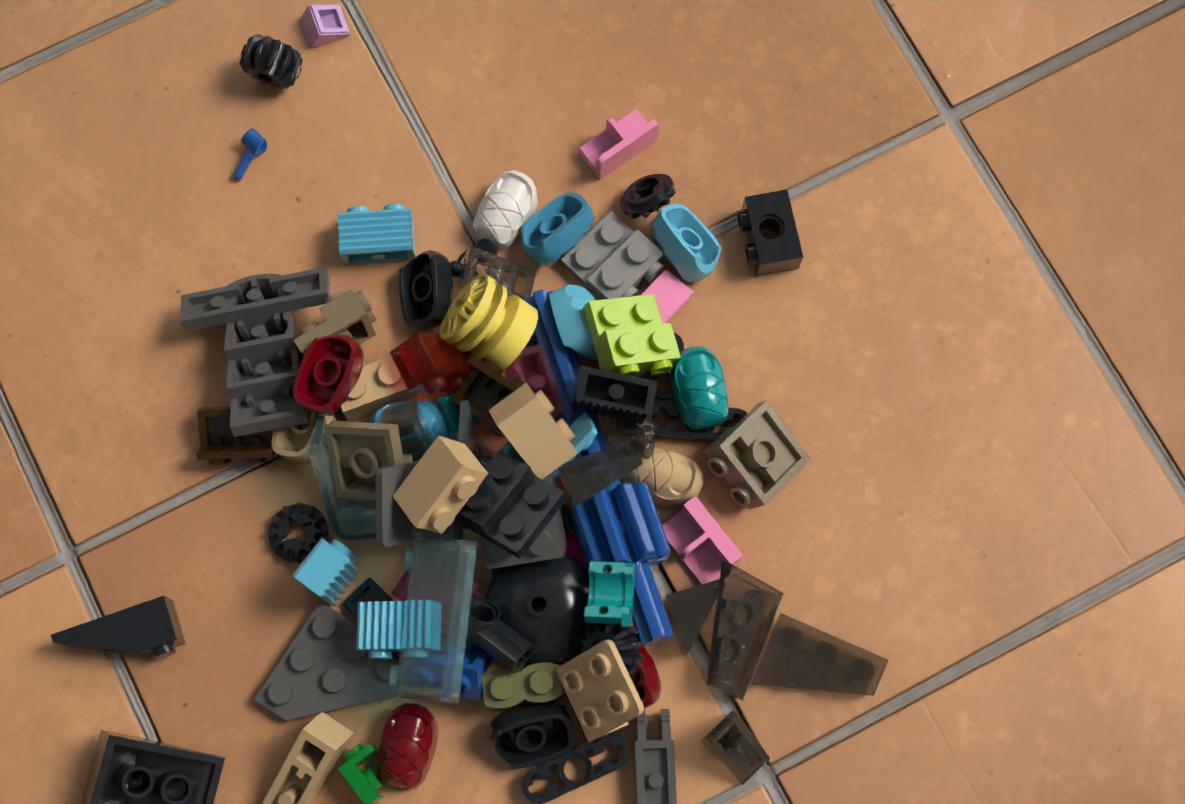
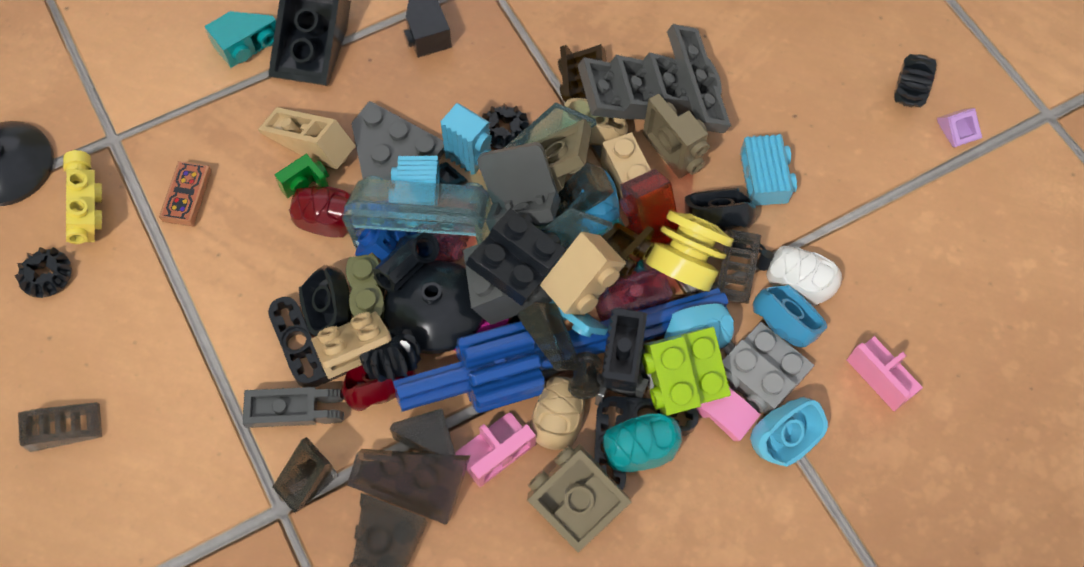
camera: 90 degrees right, 10 degrees down
(256, 146) = (837, 81): blue hand -> none
(328, 373) = (631, 120): dark red piece -> none
(440, 485) = (528, 193): tan brick -> none
(610, 593) = (434, 348): teal piece -> none
(647, 195) = (833, 395): black gear -> none
(775, 213) = (826, 501): black brick -> none

